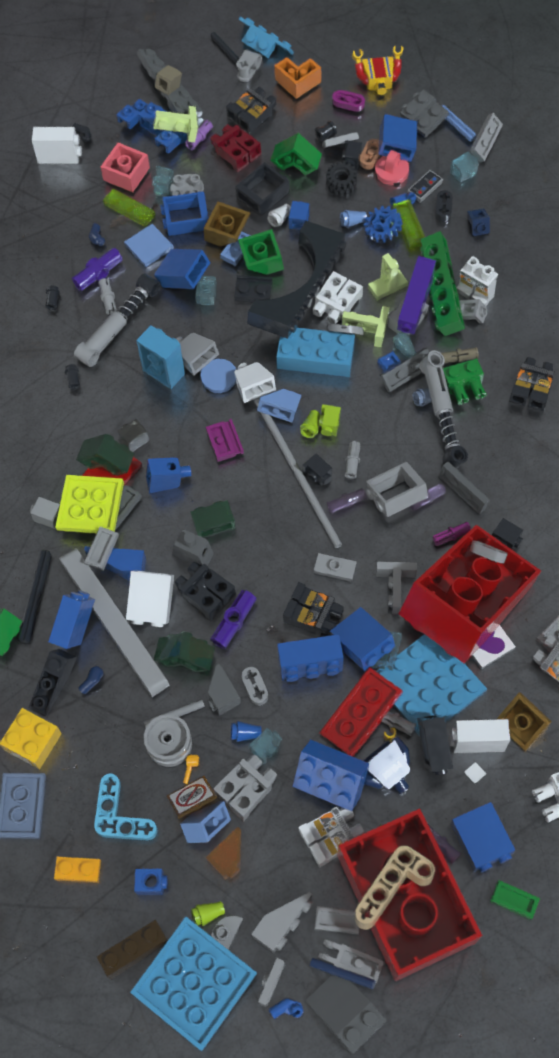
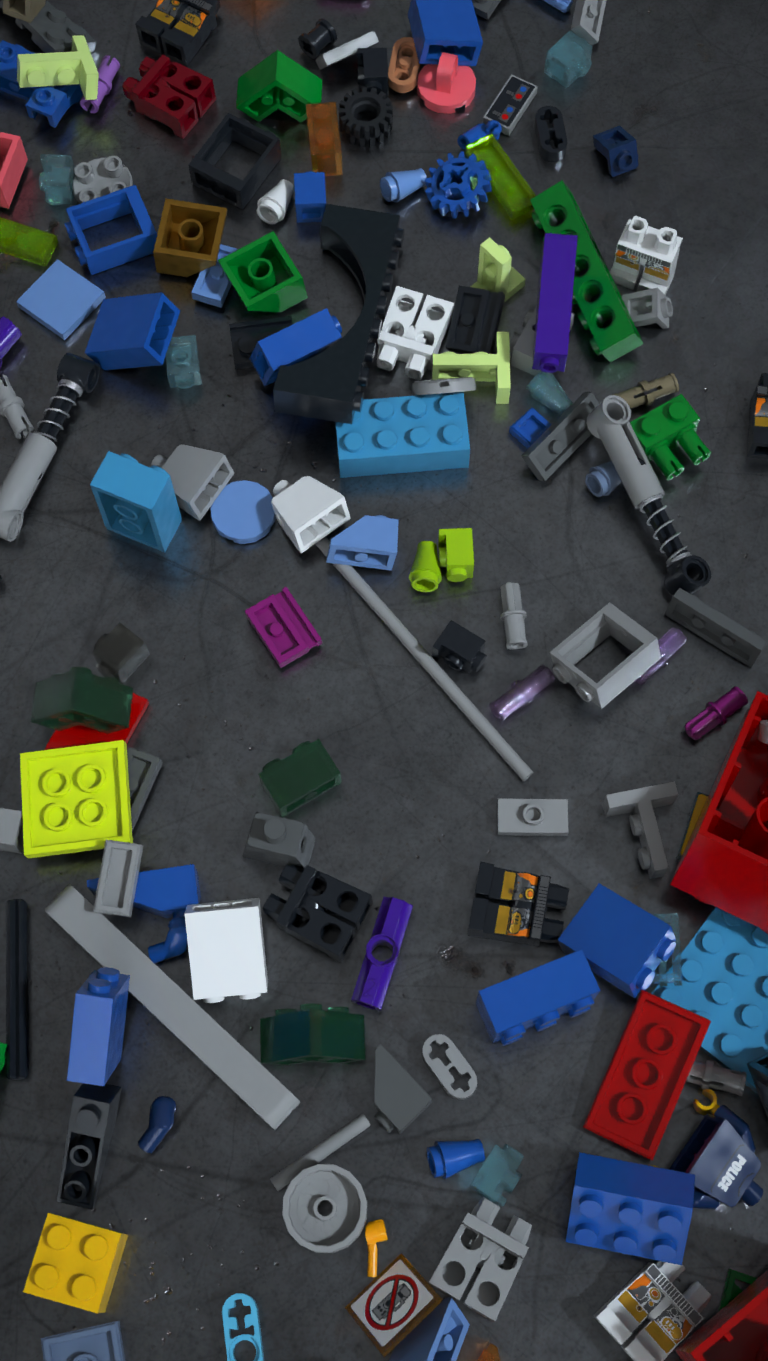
camera: 15 degrees left, 5 degrees up
(122, 591) = (175, 942): none -> blue arm
(165, 474) = (196, 713): blue torso -> none
(268, 289) = (295, 344): none -> blue brick
(314, 185) = (324, 138): none -> clear orange brick
(372, 298) = (475, 320): none -> black plate

